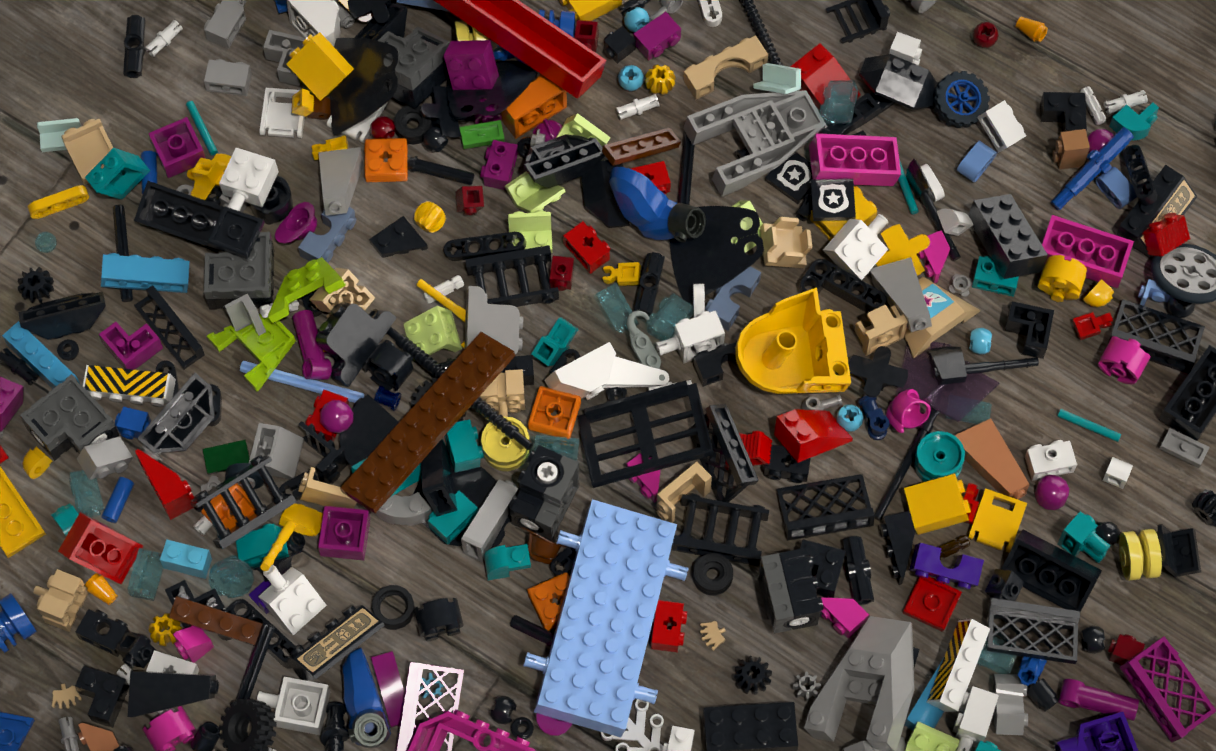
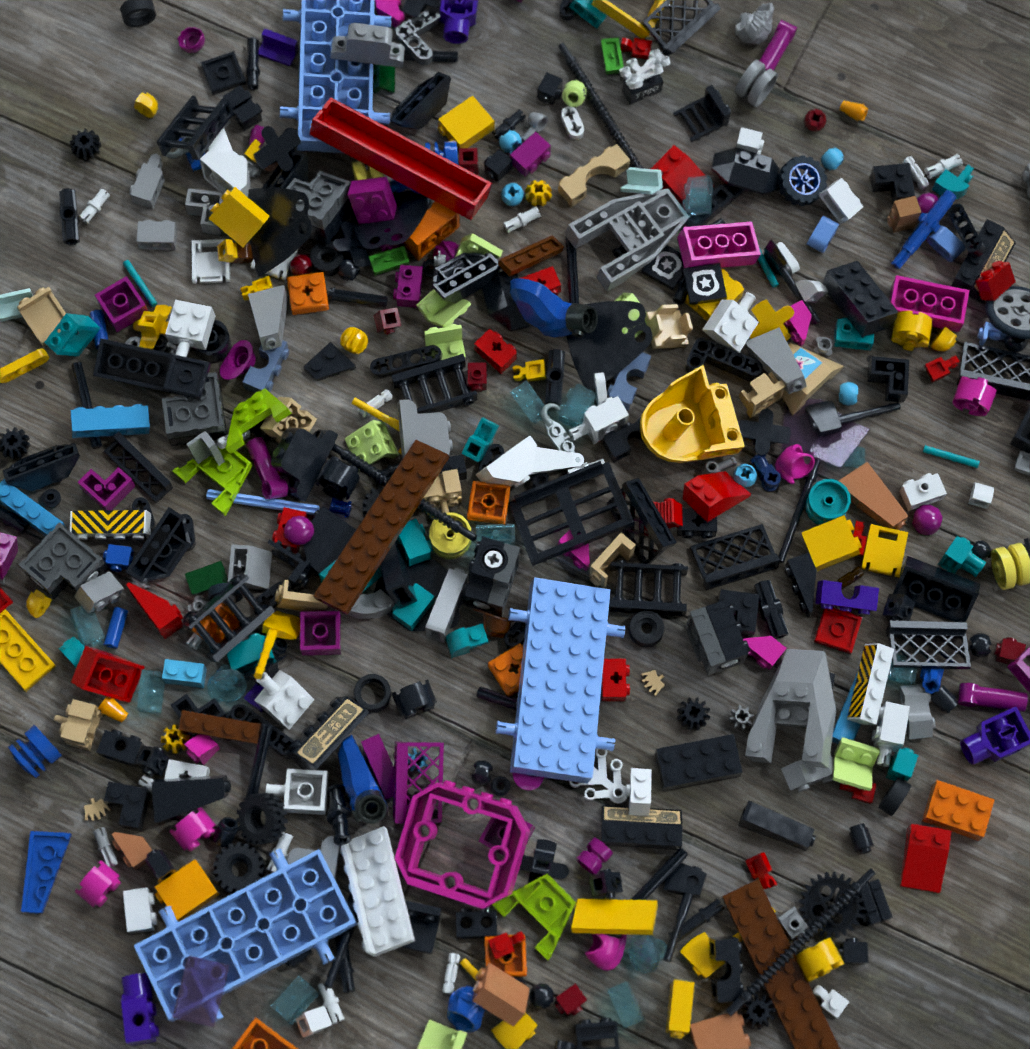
camera: 10 degrees left, 5 degrees up
(45, 242) = (16, 403): clear light blue plate -> none
(999, 79) = (832, 158): none -> medium azure piece

